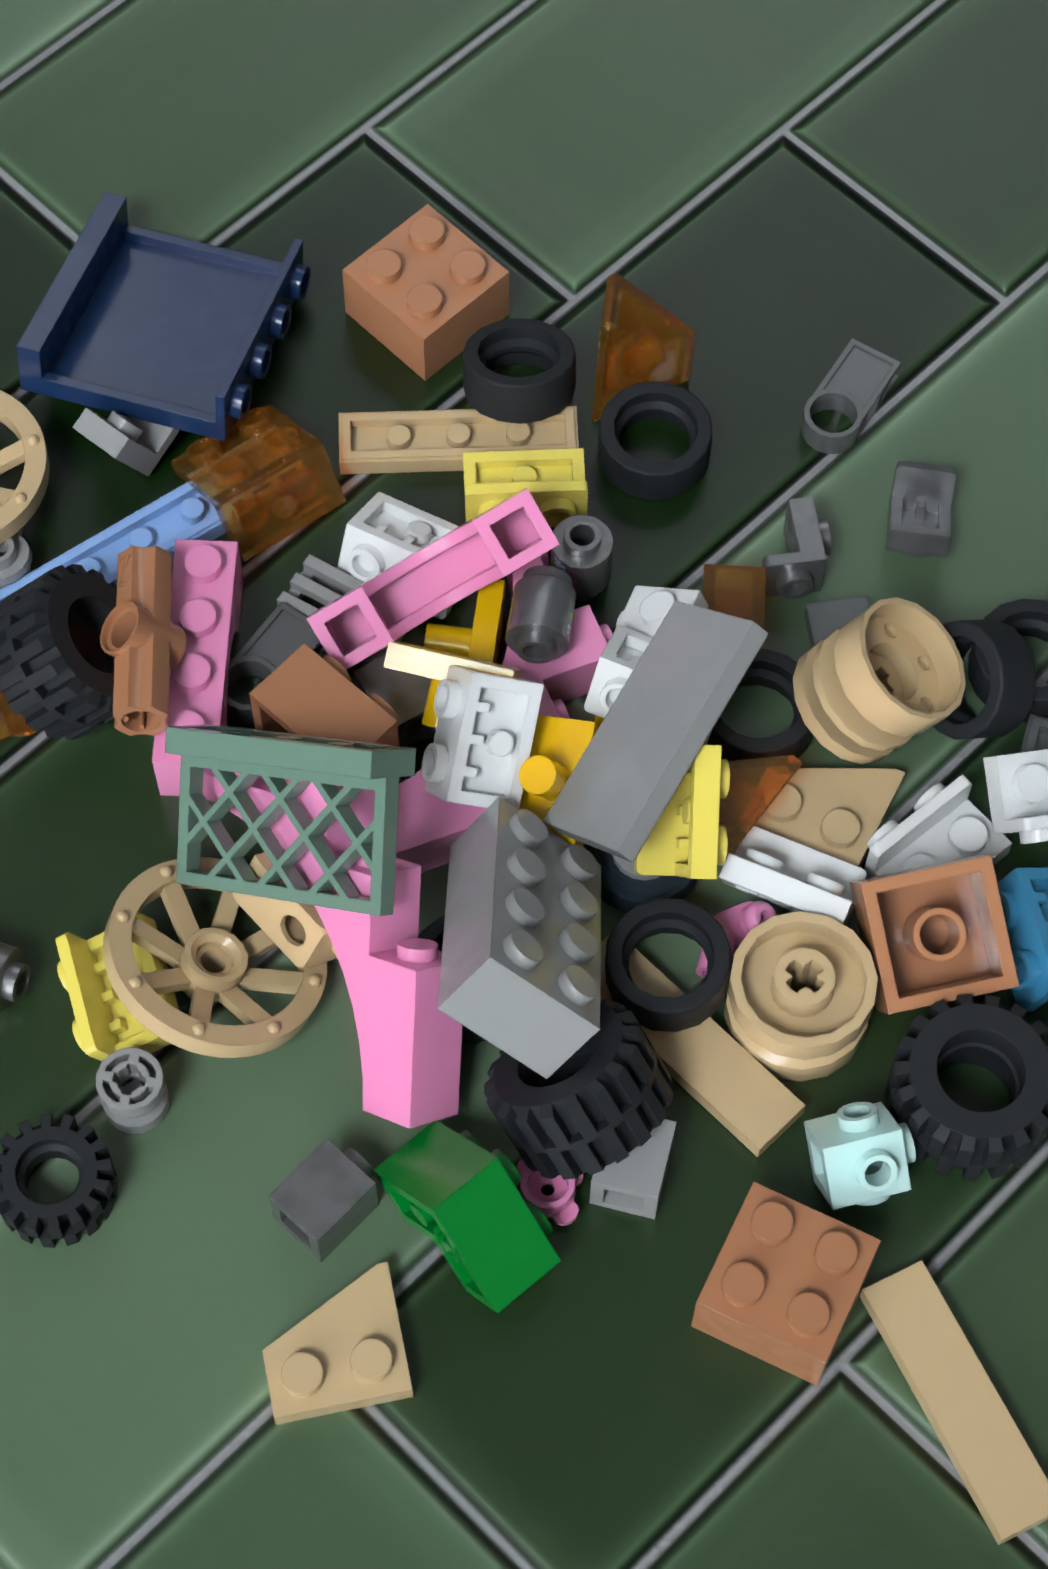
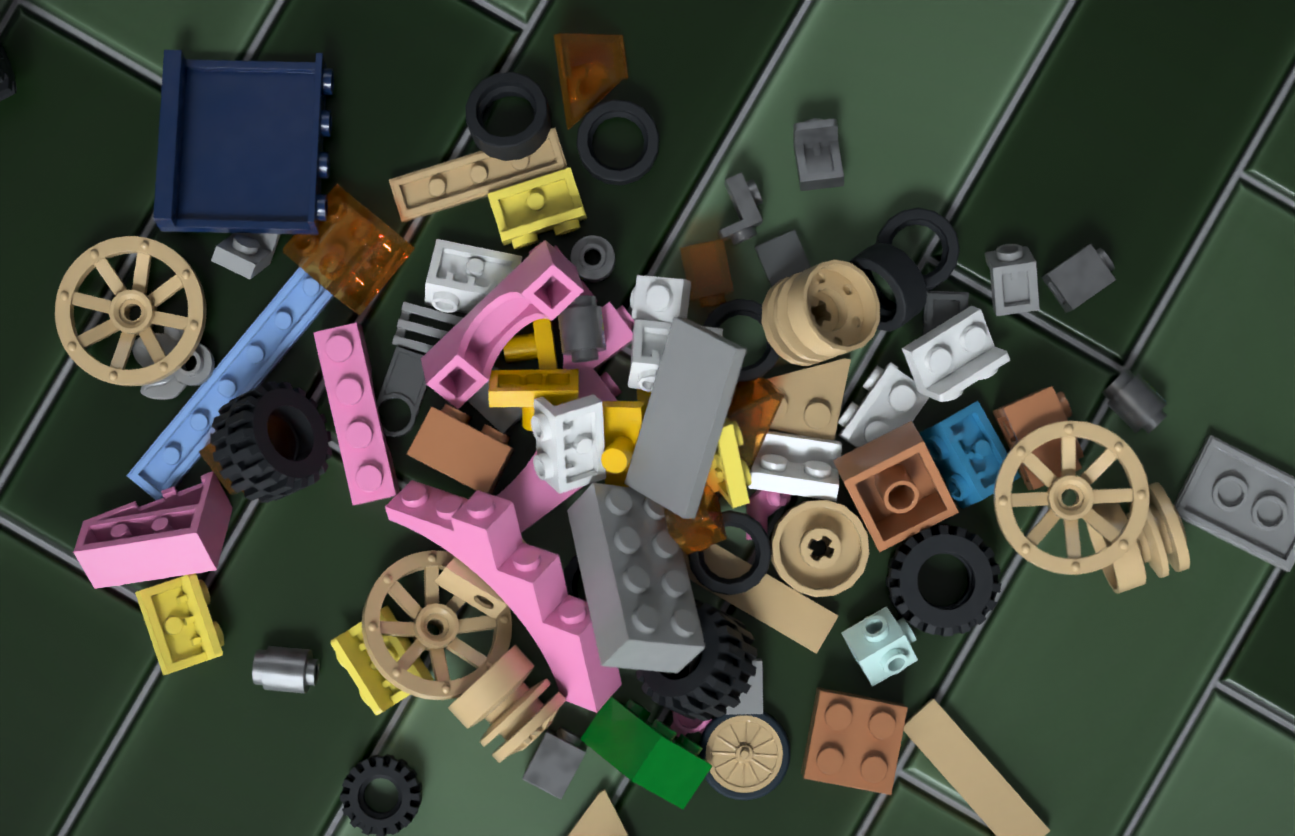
camera: 15 degrees left, 25 degrees up
(134, 1106) = (417, 720): light grey wheel -> none
(143, 641) = (320, 427): nougat piece -> none
(280, 1081) = (508, 704): none -> tan wheel
(303, 761) = (461, 519): sand green fence -> none
(425, 291) = (422, 64): nougat brick -> none
(615, 1268) = (746, 754): none -> tan wheel
(629, 891) = (702, 531): none -> clear orange brick
(853, 387) = (748, 55): dark grey piece -> none

